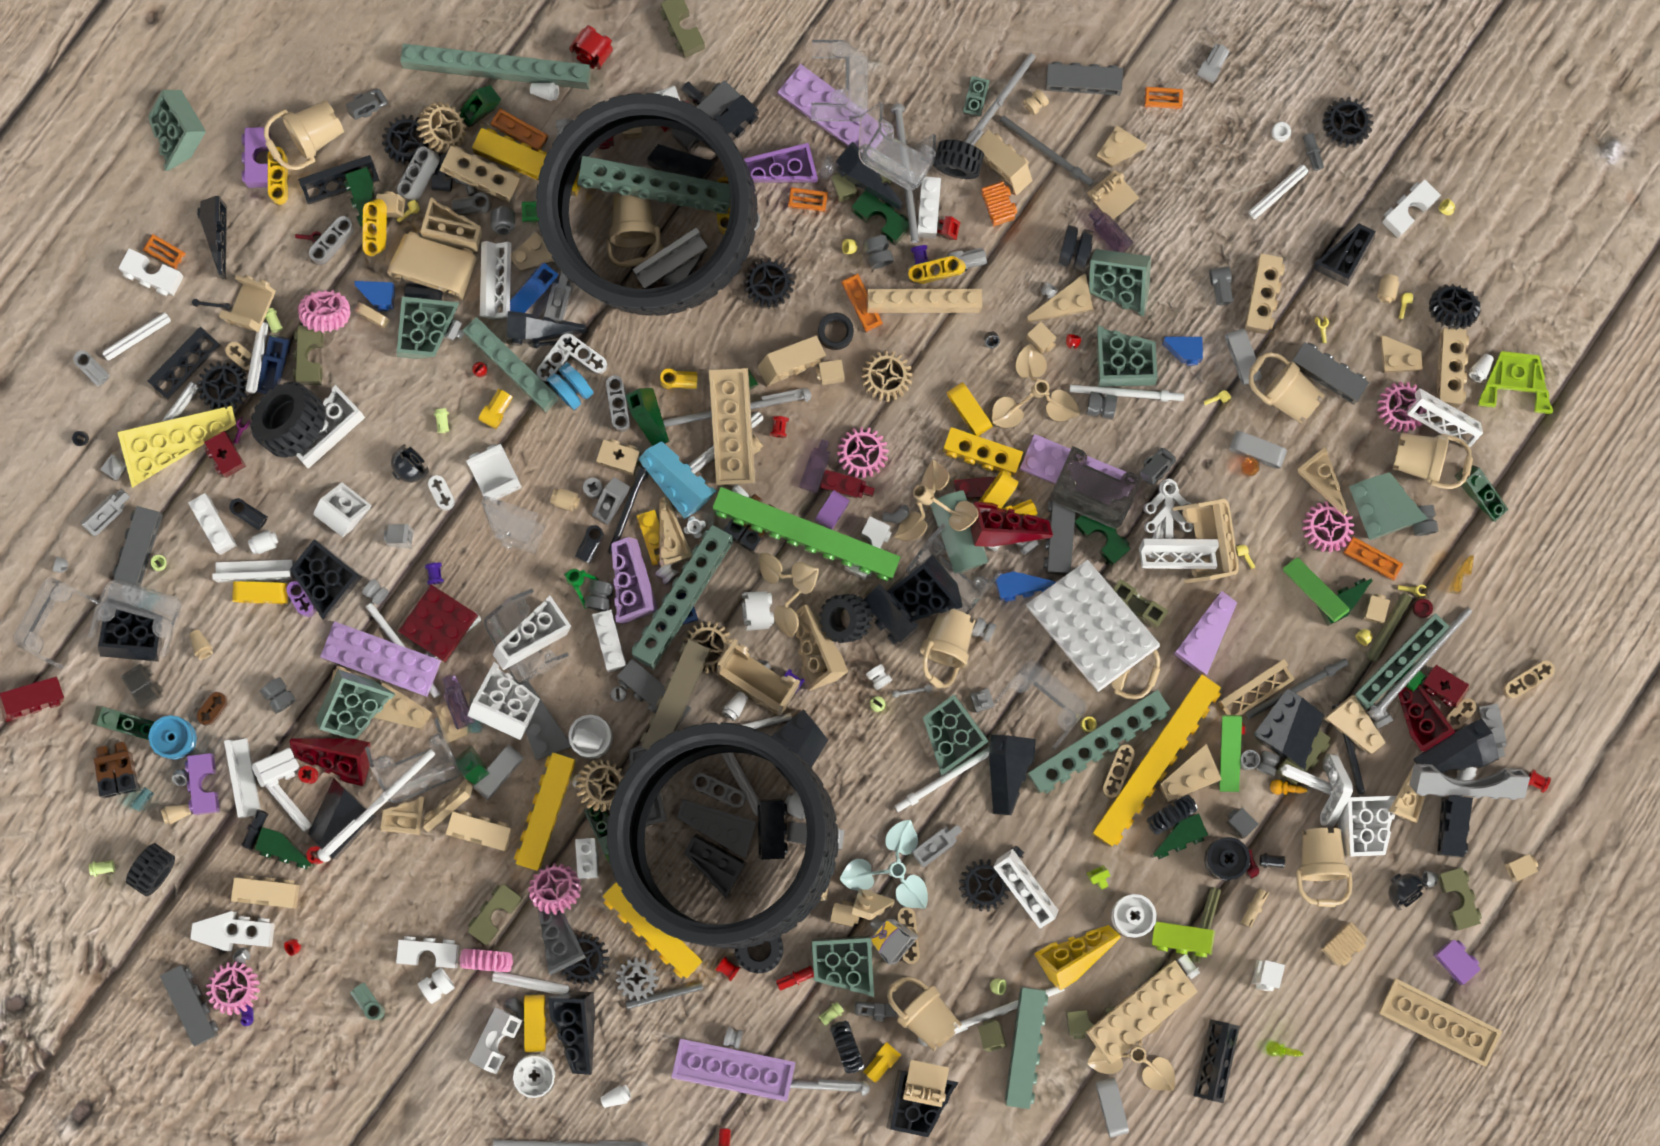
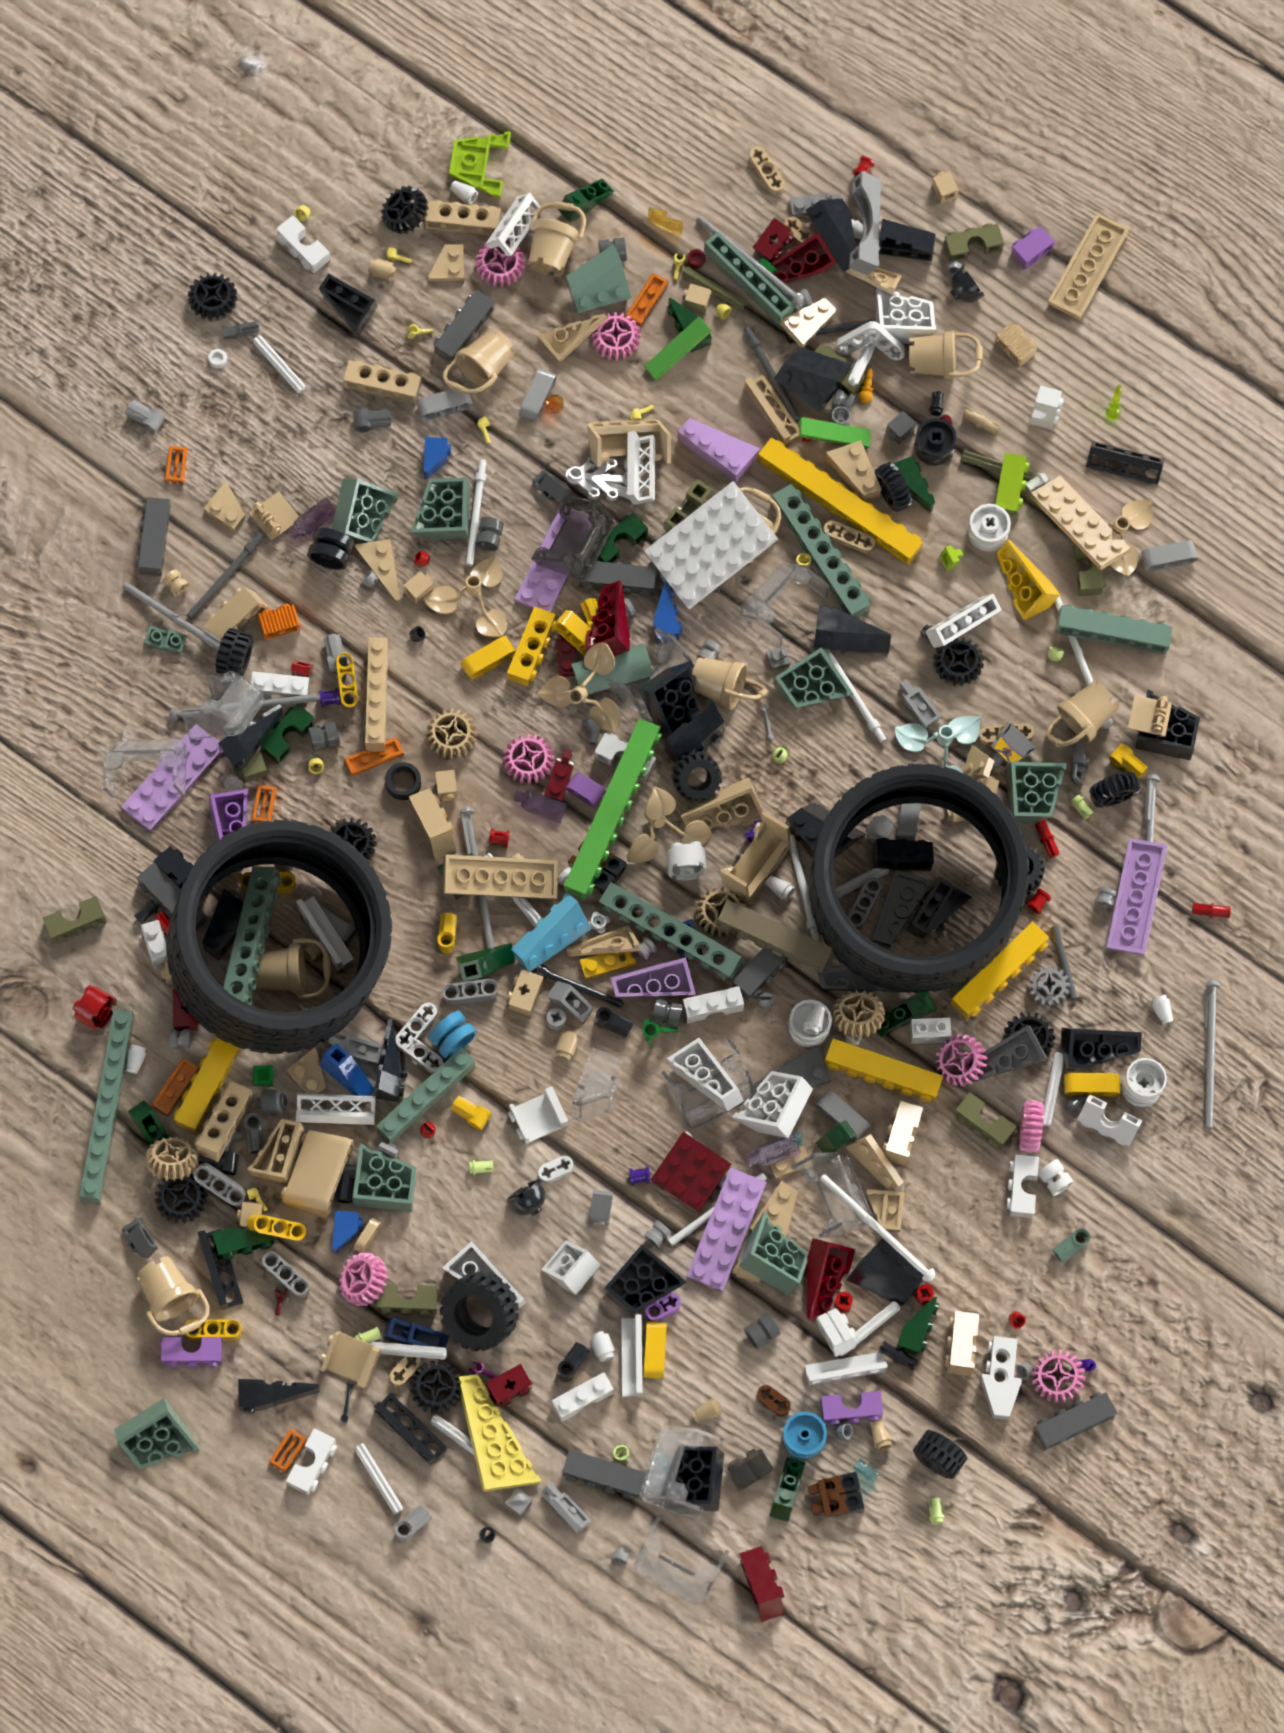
camera: 90 degrees left, 10 degrees down
(880, 681) = (754, 751): white wheel -> none
(992, 1036) = (1102, 658): olive brick -> none

